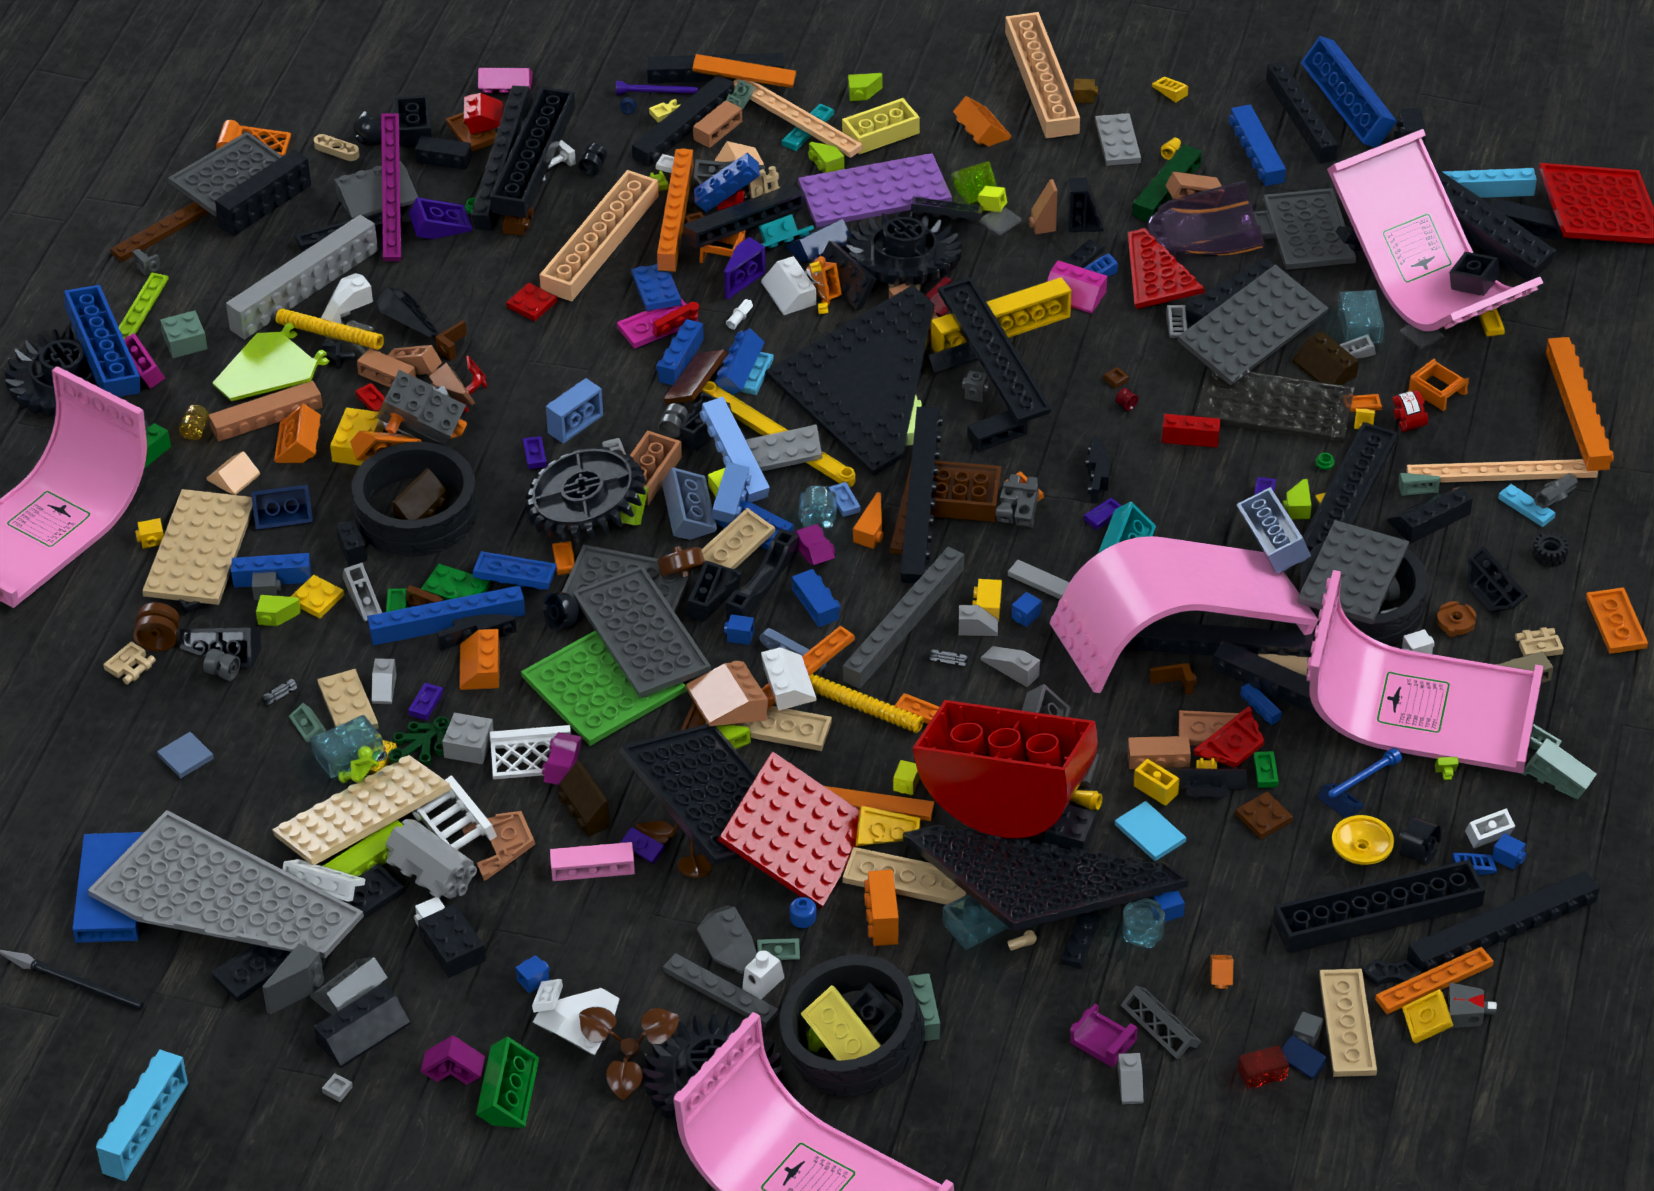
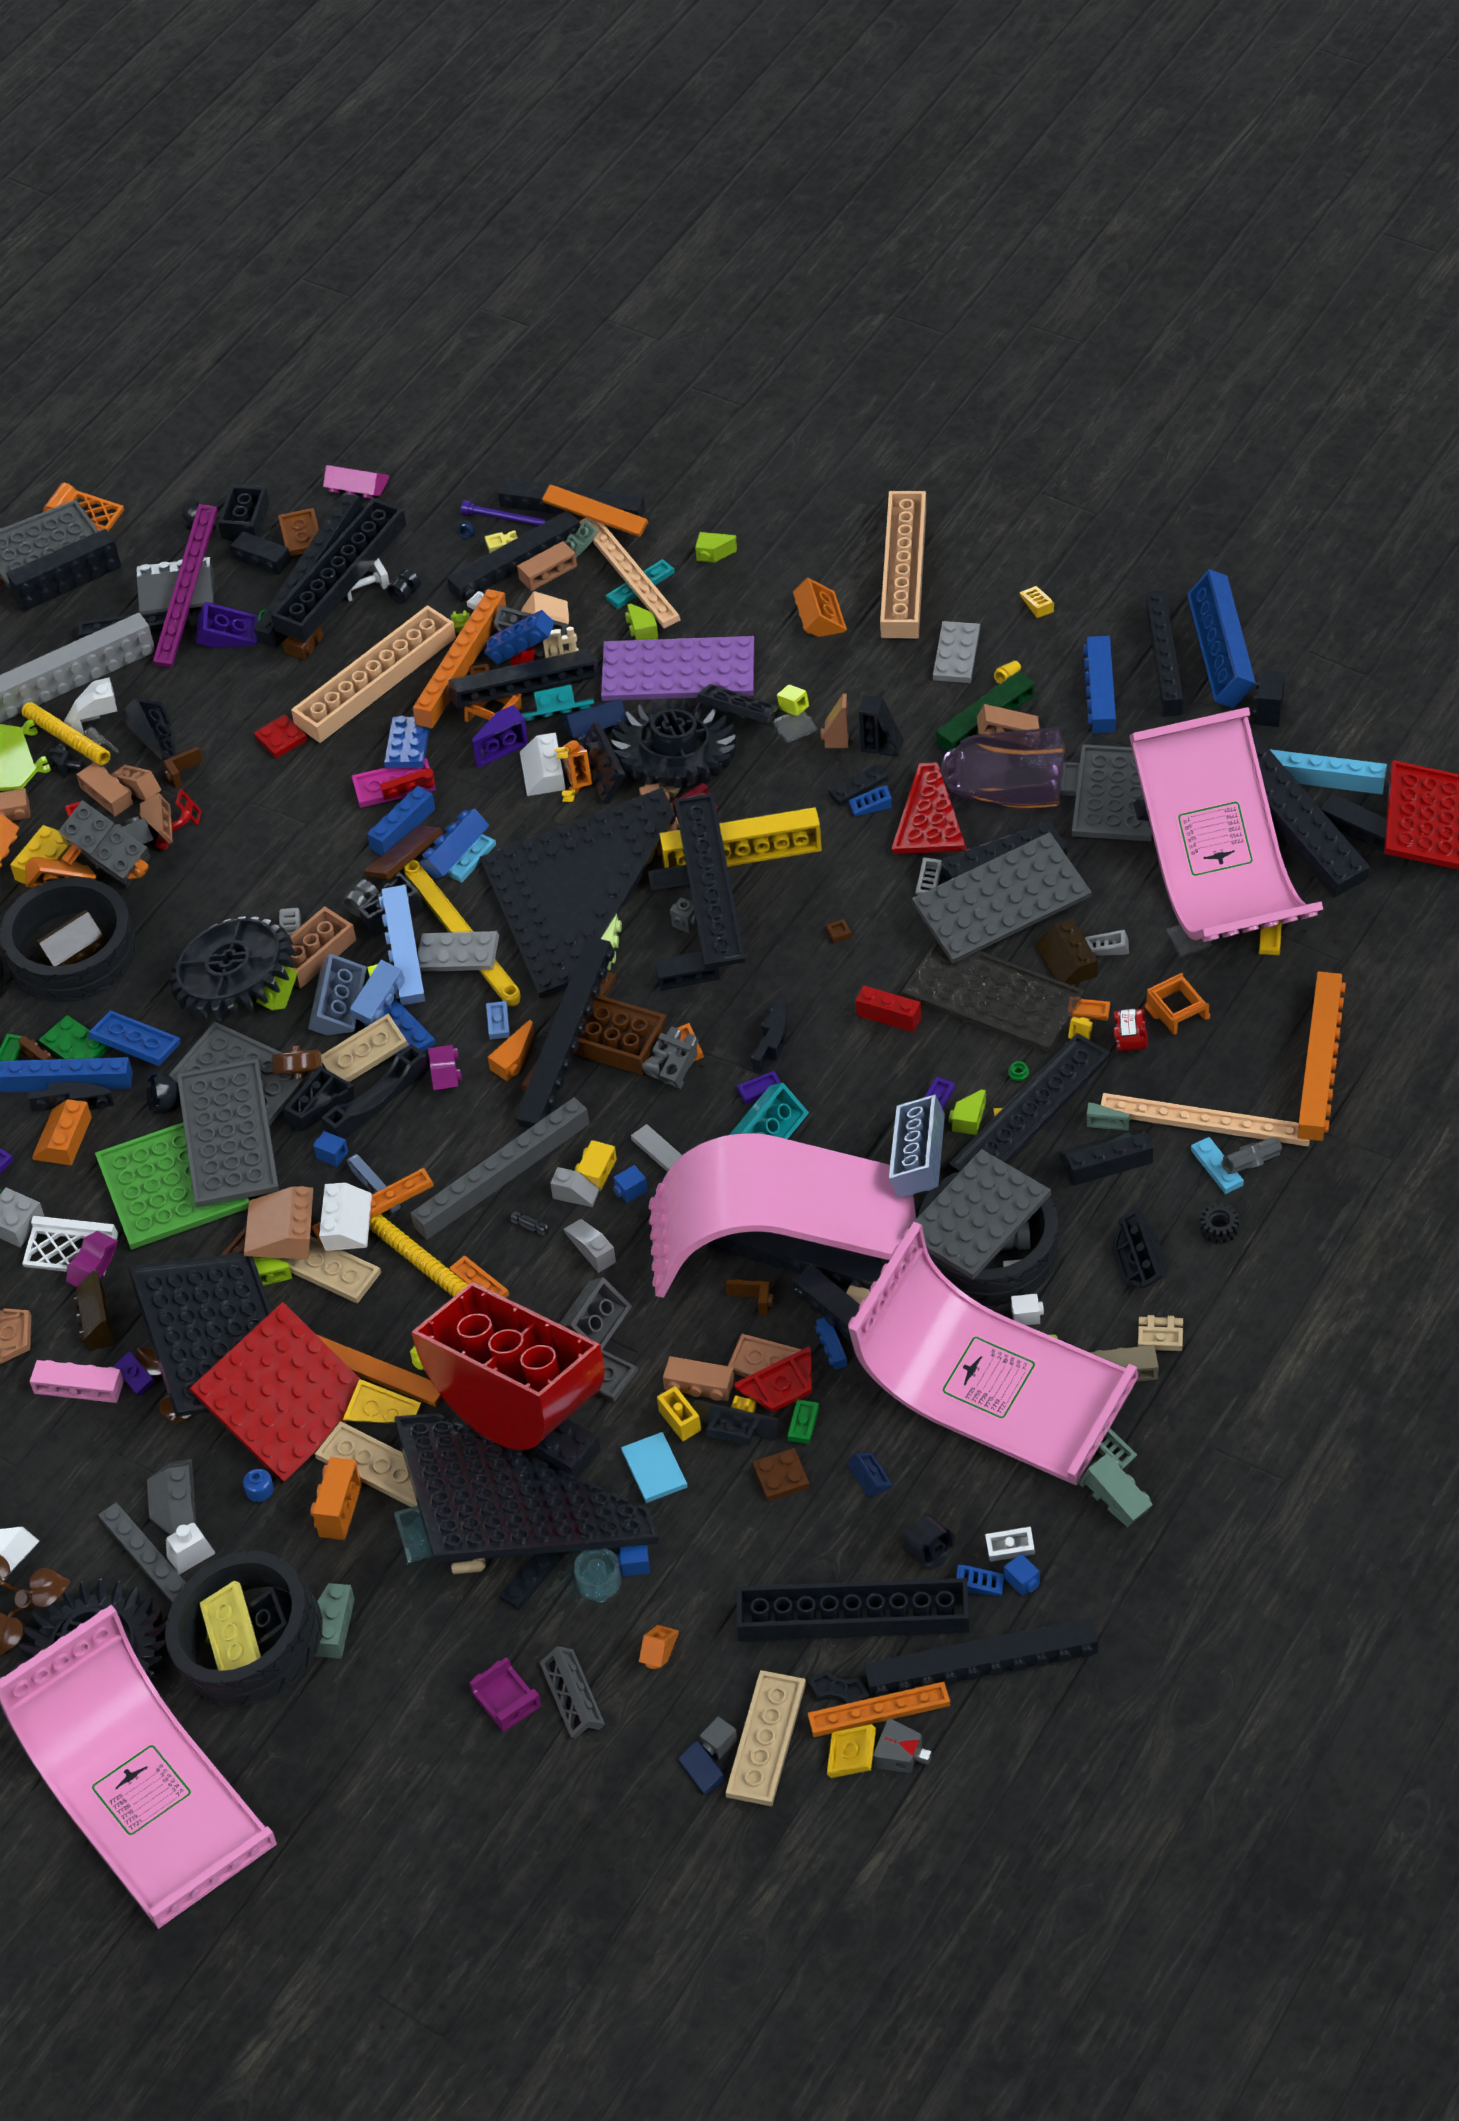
camera: 20 degrees right, 5 degrees up
(326, 143) = (175, 536): tan beam -> none
(482, 112) = (308, 515): red slope -> none
(534, 452) = (211, 907): dark purple plate -> none
(563, 557) = (192, 1031): orange tile -> none
(574, 410) = (265, 869): medium blue brick -> none
(739, 314) = (480, 787): white axle -> none
(781, 948) = (221, 1520): sand green slope -> none
(815, 597) = (422, 1127): blue brick -> none
(817, 507) = (462, 1025): clear light blue brick -> none
(882, 125) = (710, 596): light yellow brick -> none
(972, 180) = (781, 674): clear neon green slope -> none
(1085, 90) = (942, 589): pearl gold brick -> none
(1086, 285) = (840, 818): dark pink slope -> none
(1088, 799) = (603, 1417): yellow cone -> none
(1127, 399) = (837, 959): dark red wheel -> none
(1130, 1078) = (511, 1751): light grey slope -> none
(1263, 1067) = (654, 1770): clear red brick -> none
(1361, 315) = (1127, 906): clear light blue brick -> none
(1362, 839) = (866, 1518): yellow dish -> none
(1390, 757) = (941, 1436): blue piece -> none
(1447, 766) = (997, 1459): lime tile -> none
(1452, 626) = (1082, 1296): dark orange plate -> none
(1474, 273) = (1267, 879): black brick -> none
(1616, 620) = (1256, 1323): orange plate -> none

